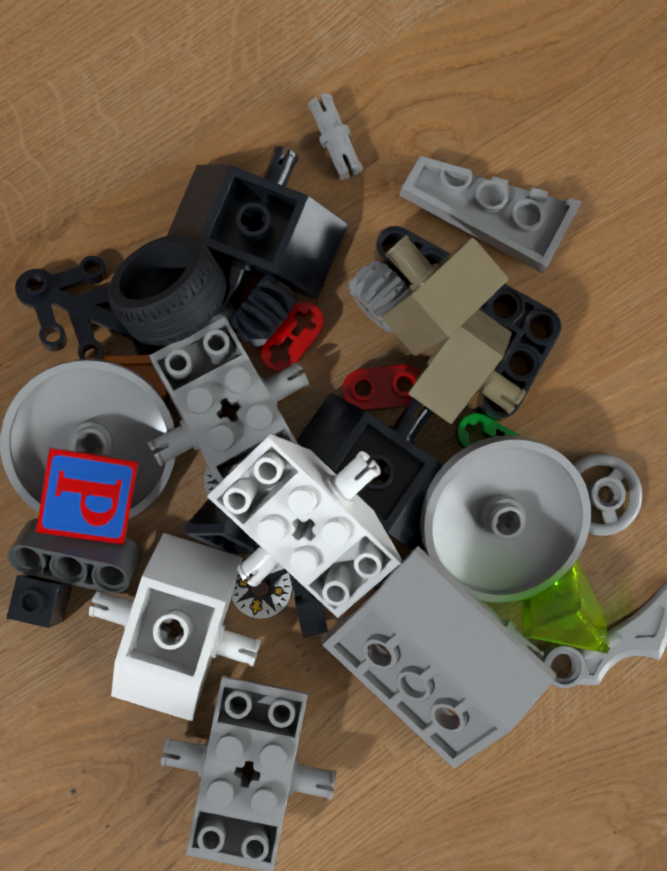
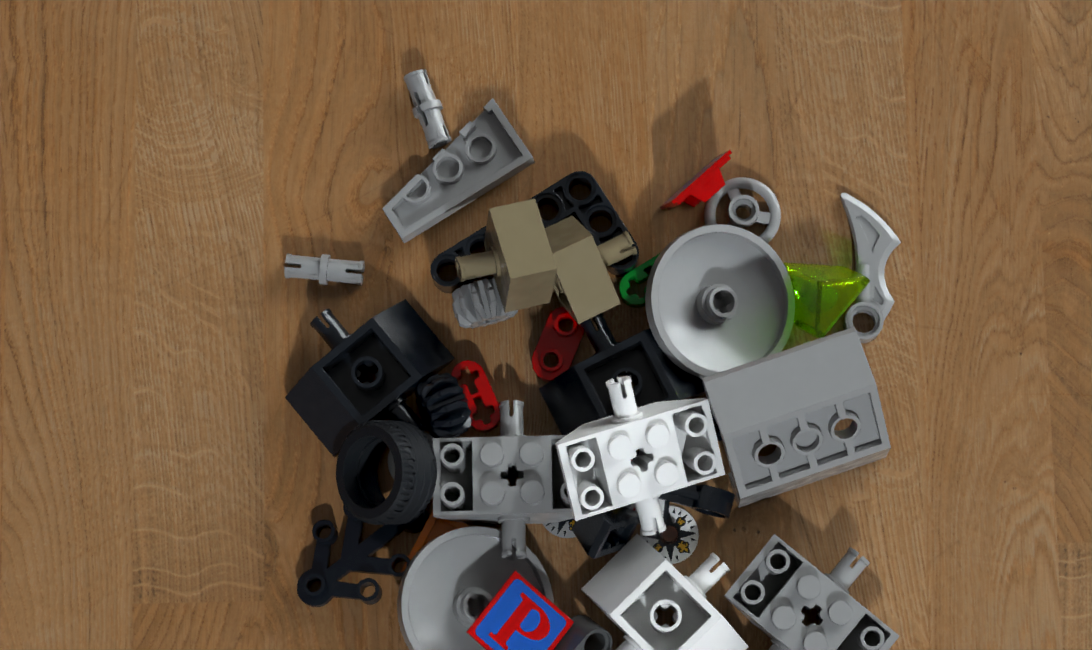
camera: 55 degrees left, 5 degrees down
(537, 147) = (427, 109): none -> light grey pin
(611, 442) = (702, 185): none -> red piece

